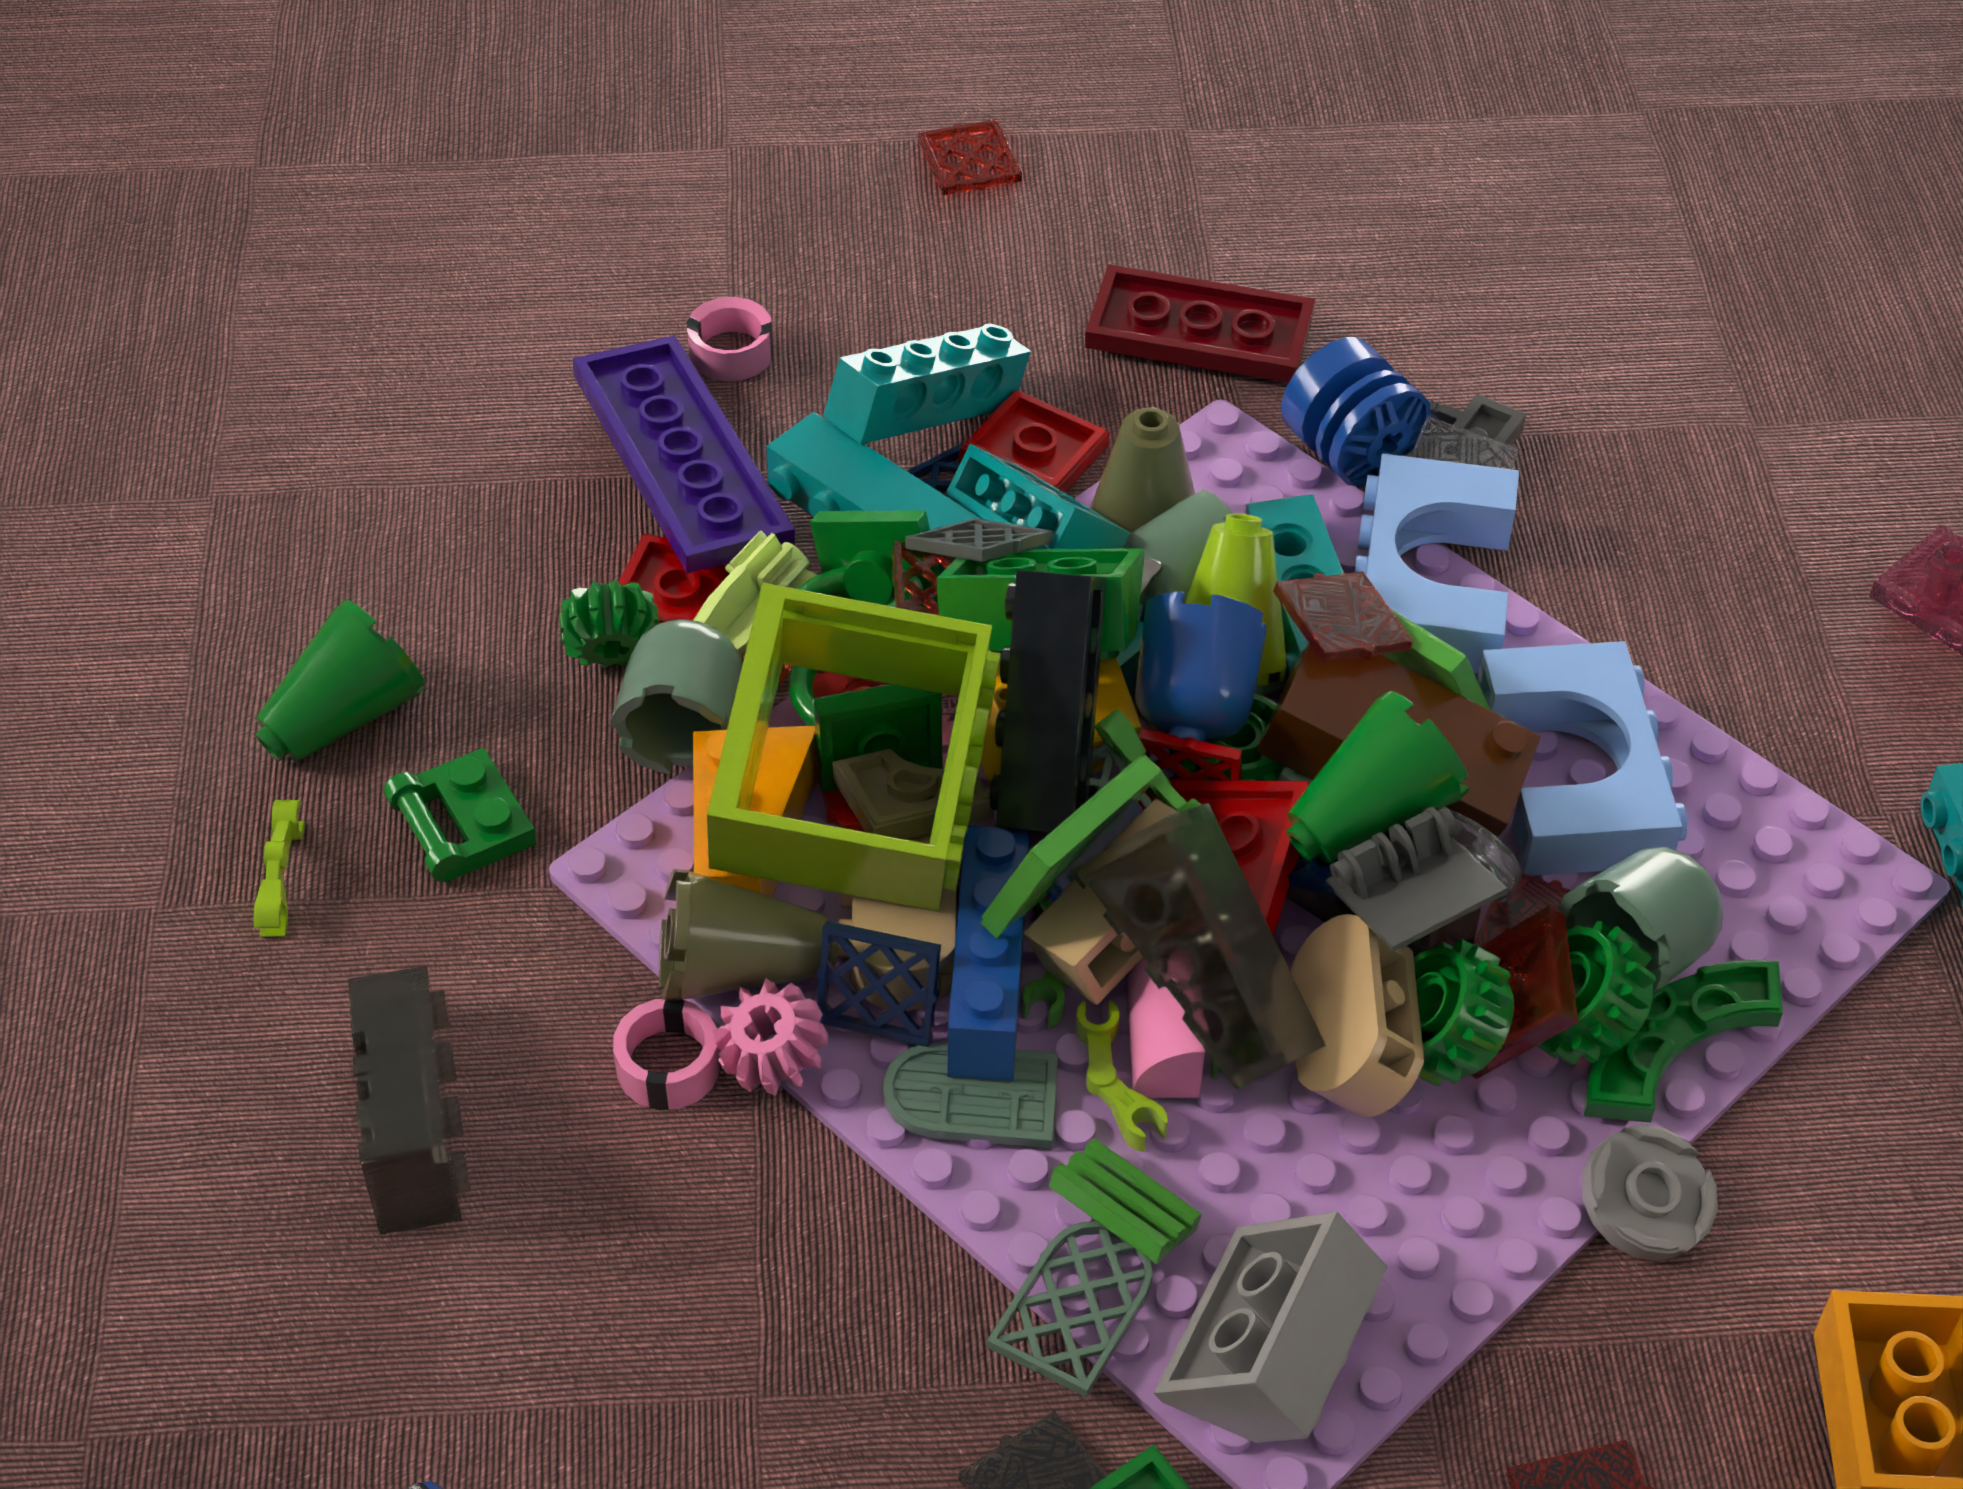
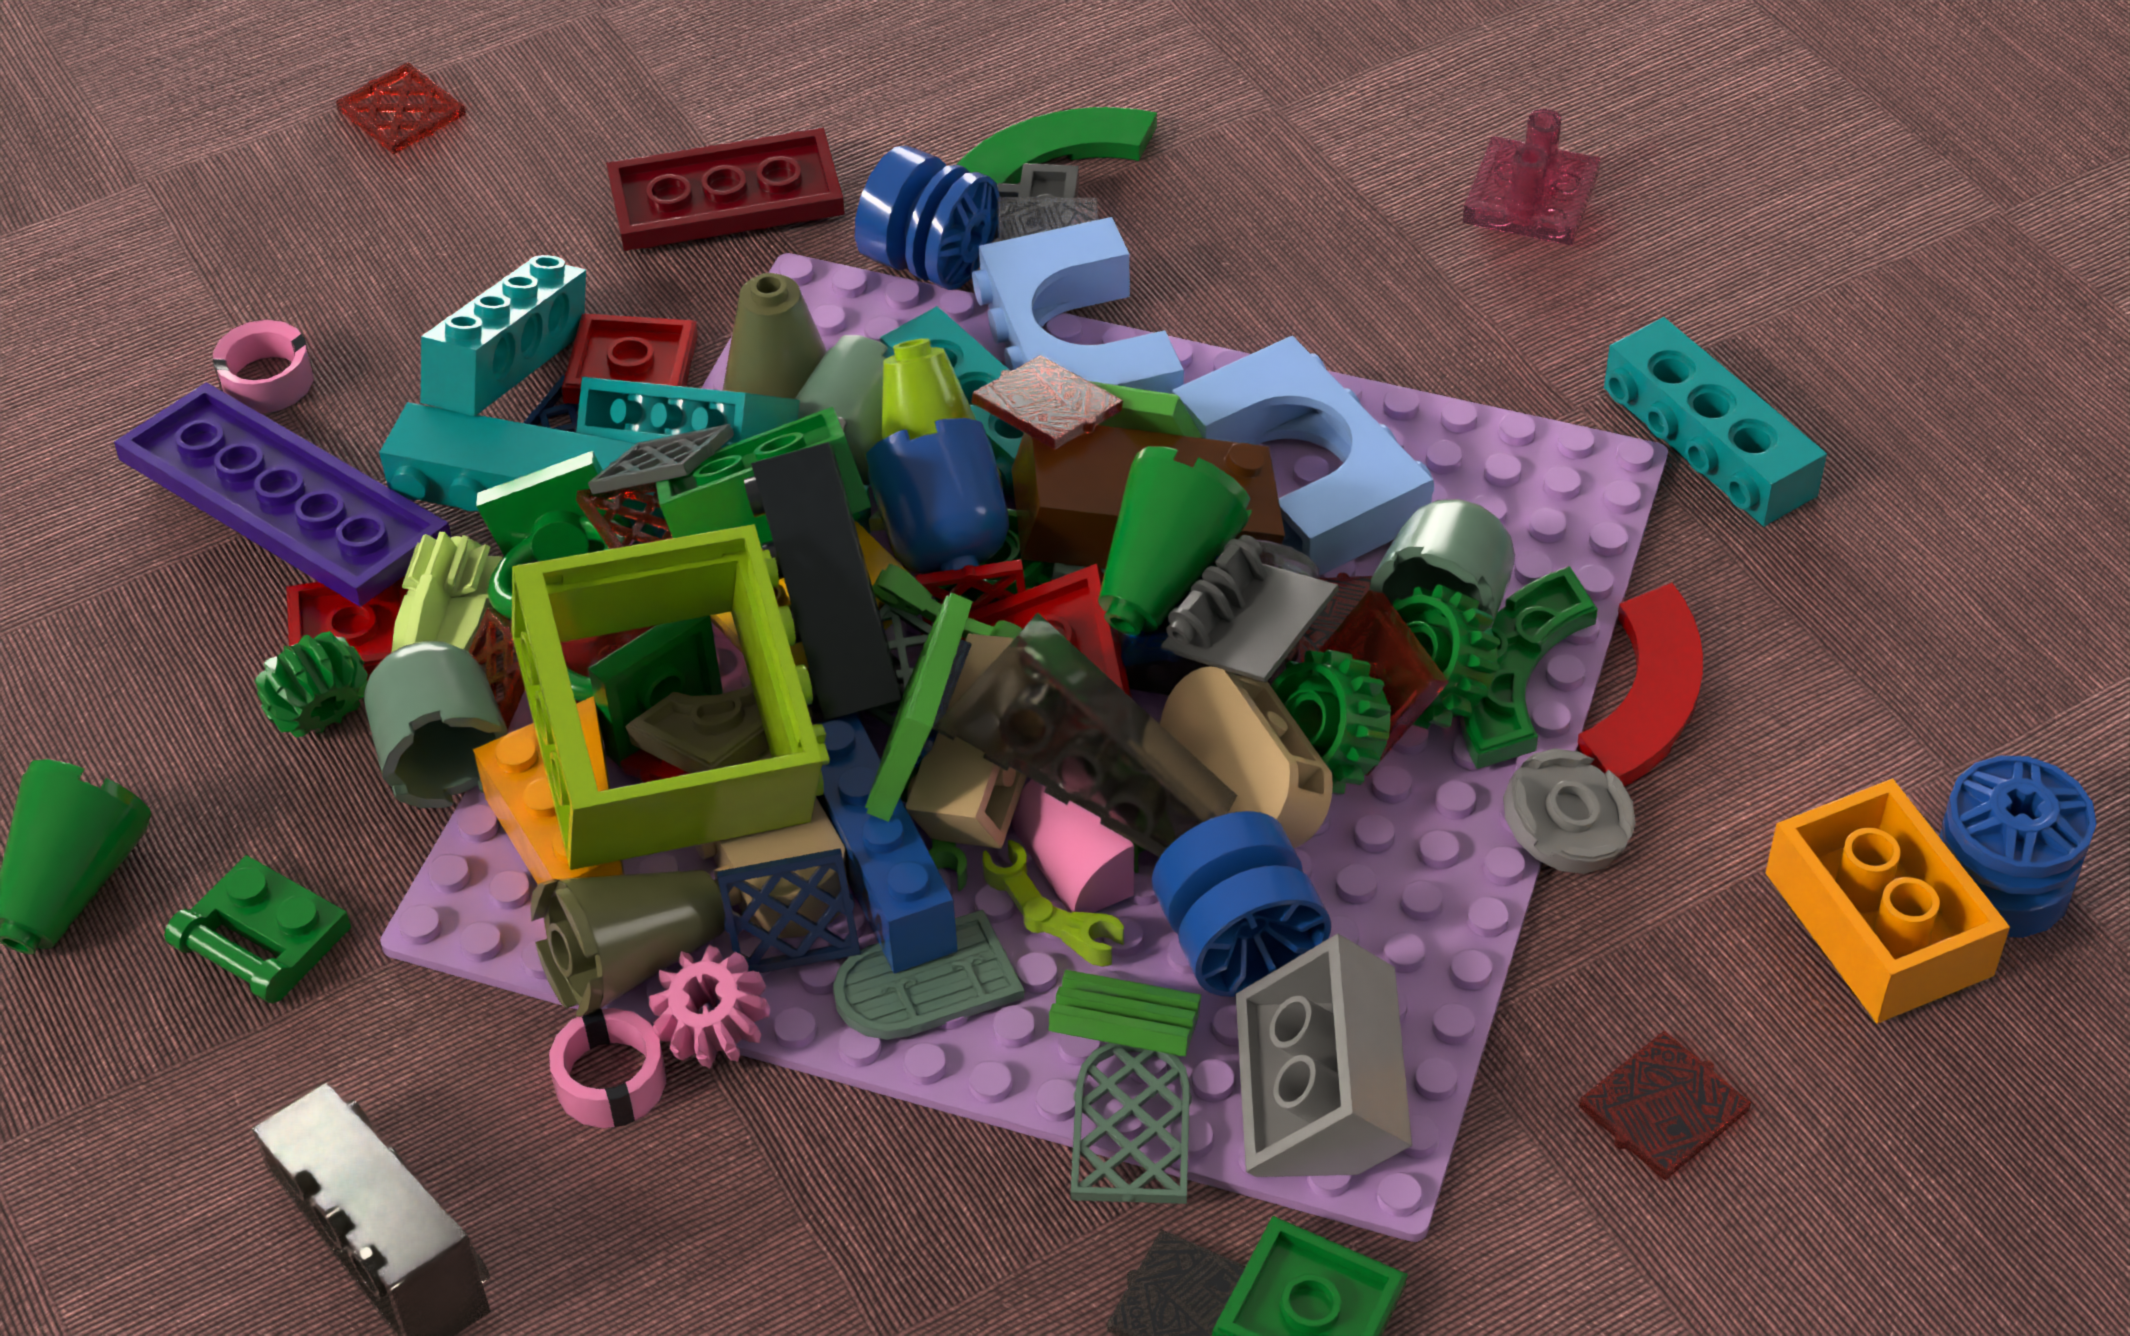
camera: 25 degrees left, 0 degrees up
(271, 900) = (111, 1087): lime piece -> none
(1272, 1142) = (1238, 900): none -> blue wheel
(1541, 381) = (1071, 132): none -> green tile
(1808, 1119) = (1664, 687): none -> red tile

